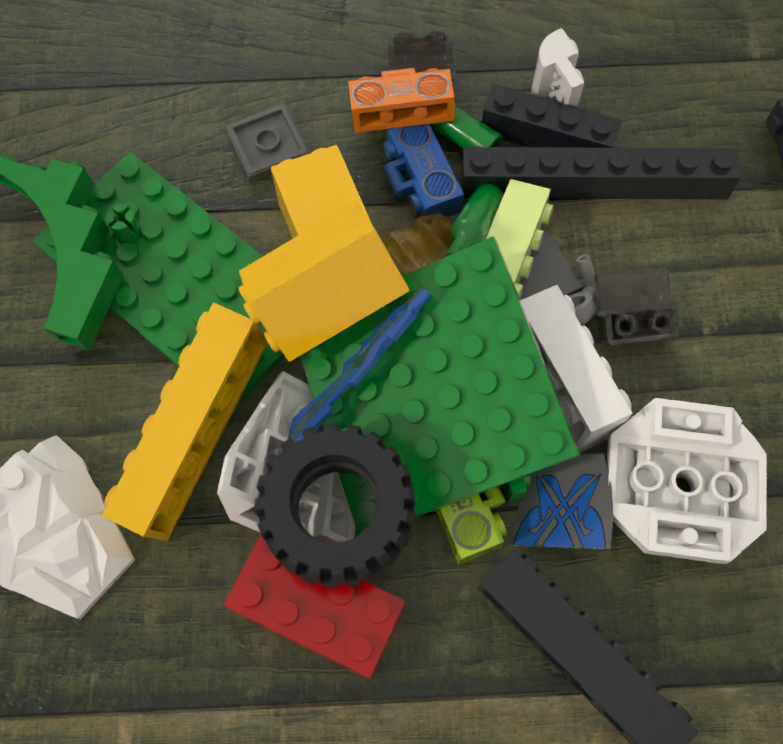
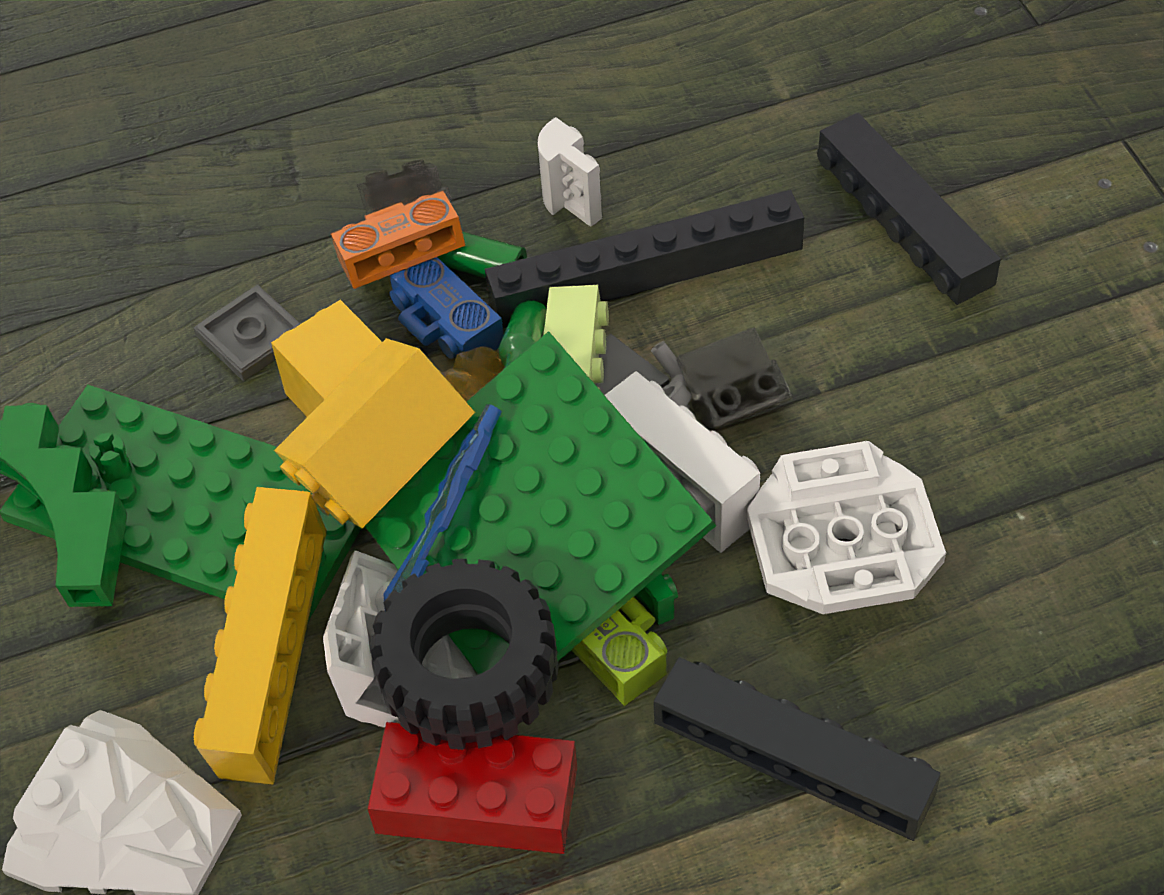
camera: 15 degrees left, 15 degrees down
(545, 122) = (564, 221): black brick -> none
(567, 506) = (722, 598): sticker -> none

